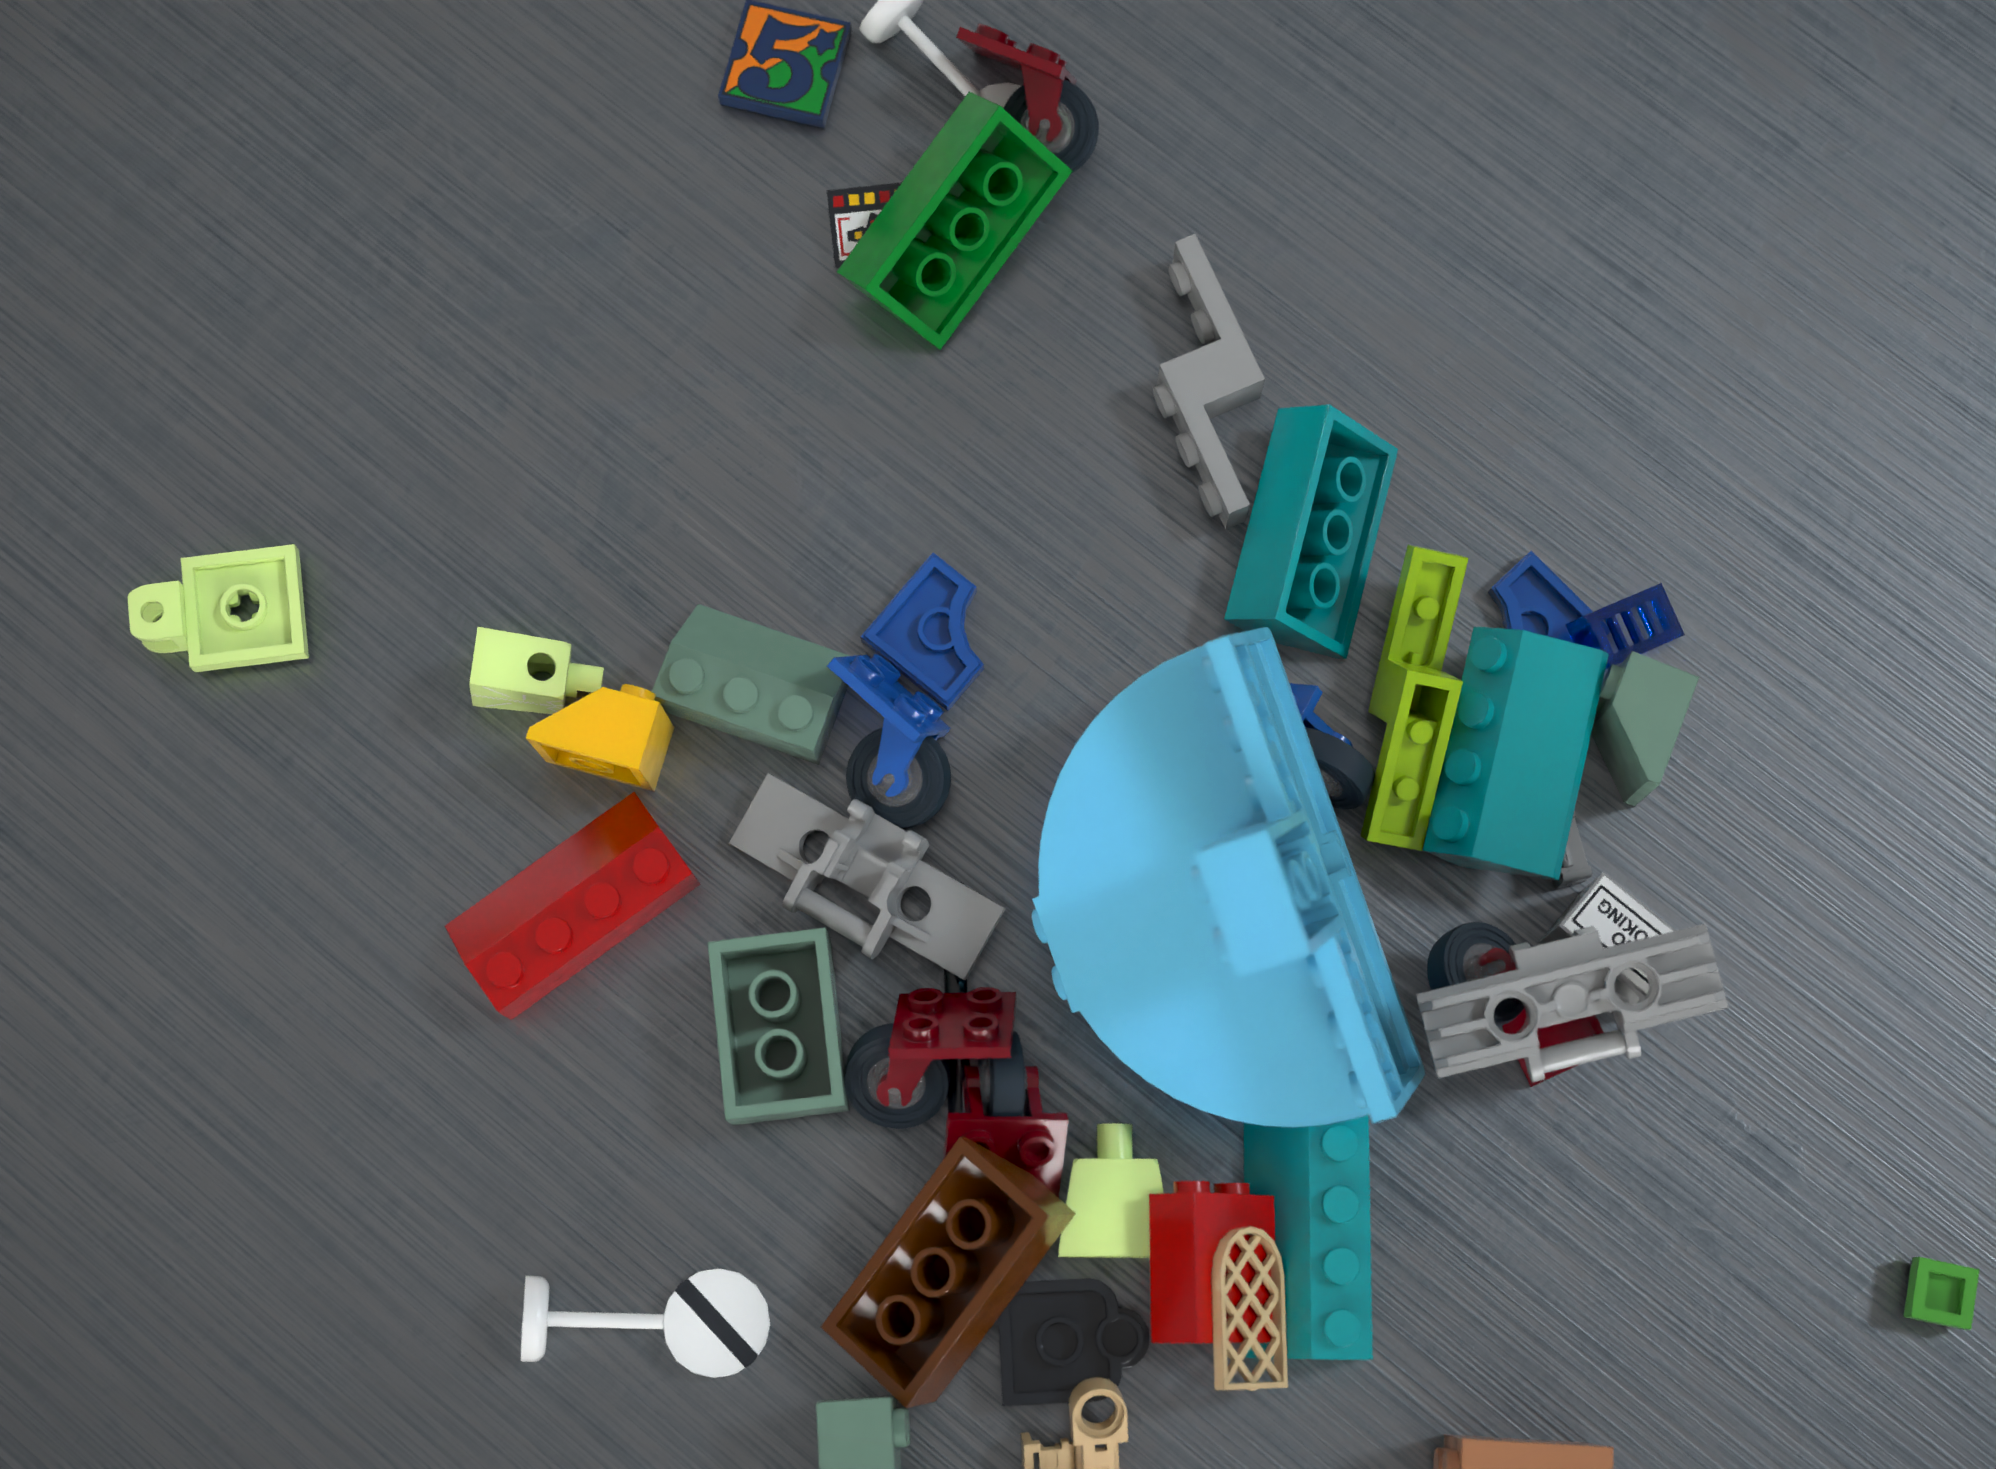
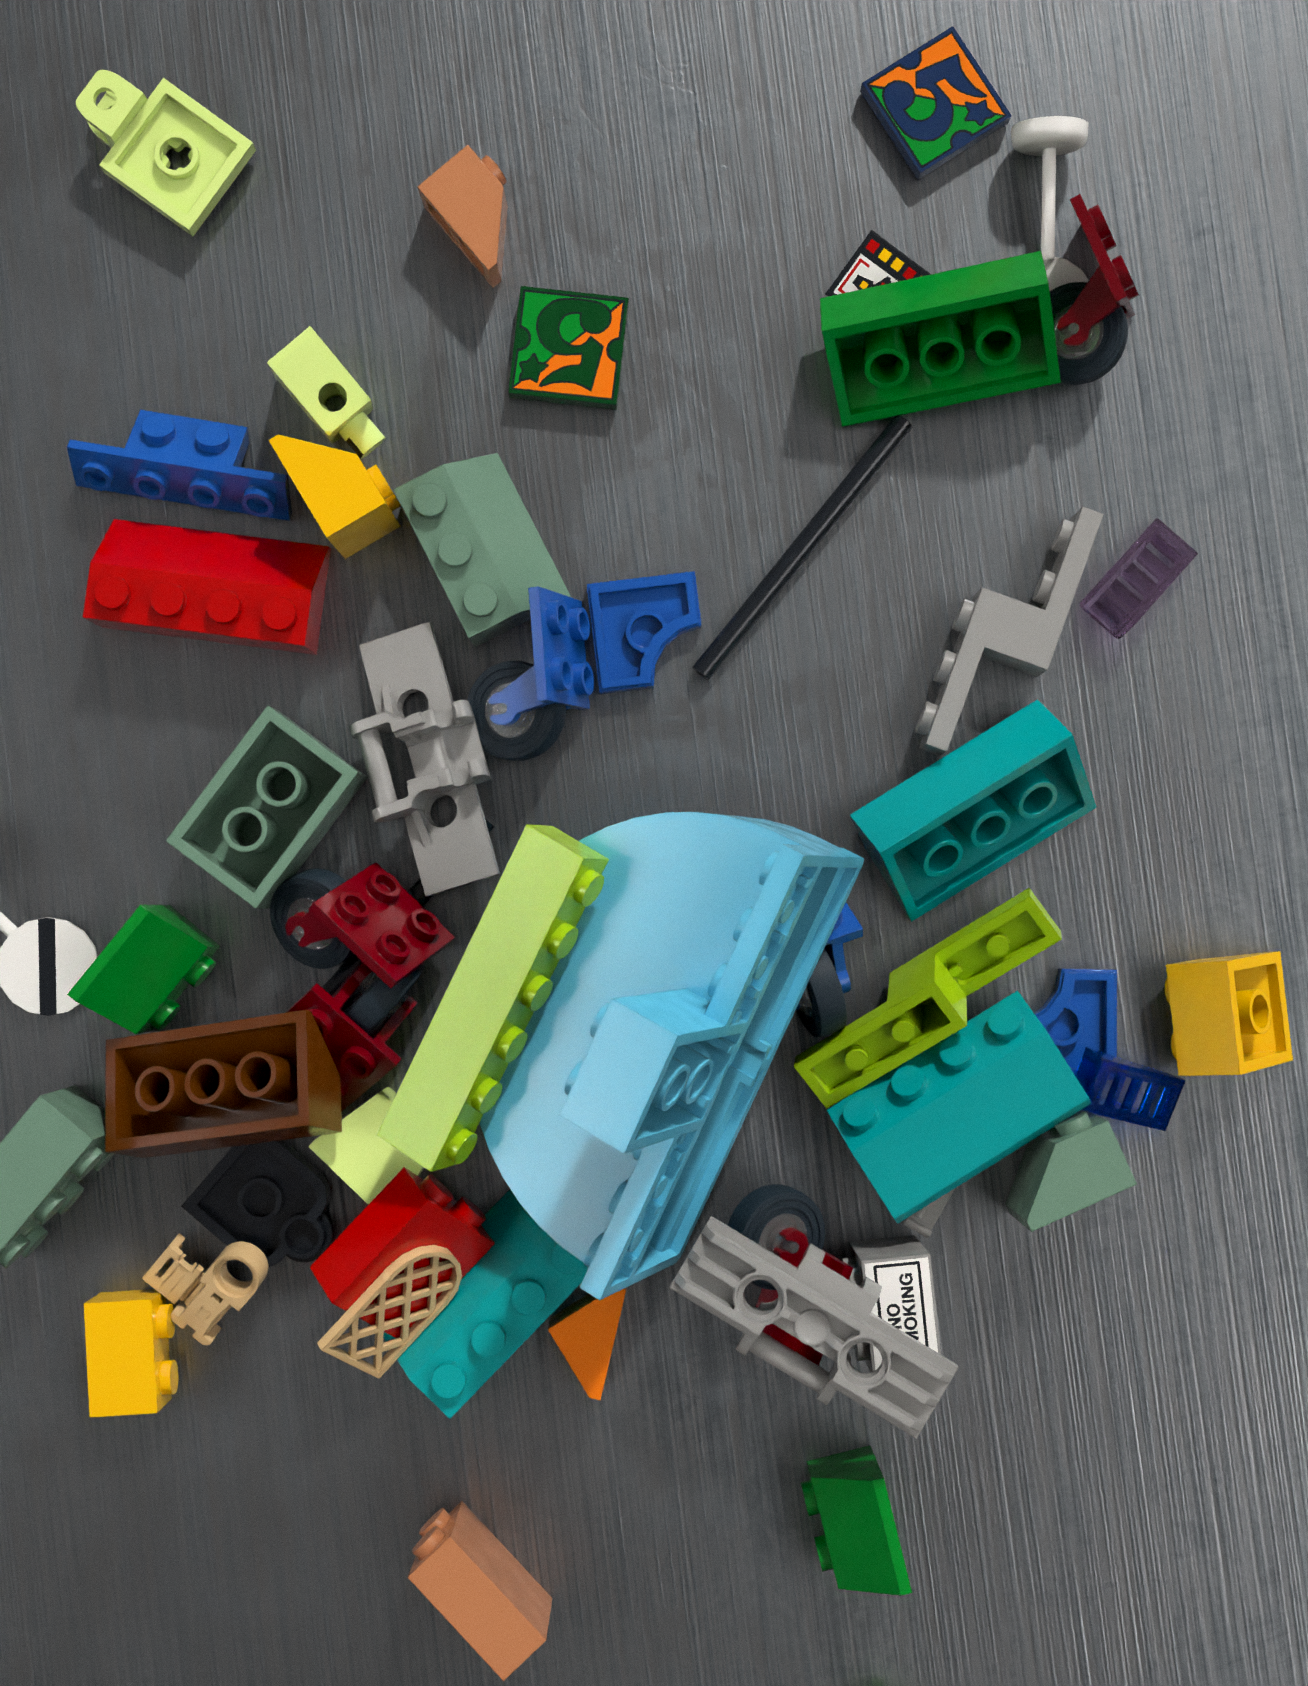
camera: 40 degrees right, 10 degrees up
(464, 832) = (185, 464): none -> blue bracket
(510, 445) = (471, 208): none -> nougat slope
(679, 478) = (568, 347): none -> tile
(803, 1239) = (146, 969): none -> green slope
(996, 464) = (802, 547): none -> black piece
(1097, 987) = (493, 997): none -> lime brick
(1264, 293) = (1113, 603): none -> clear purple slope
(1414, 1197) = (587, 1336): none -> orange slope
(1641, 504) = (1228, 1014): none -> yellow slope
(1755, 1140) = (856, 1522): none -> green slope

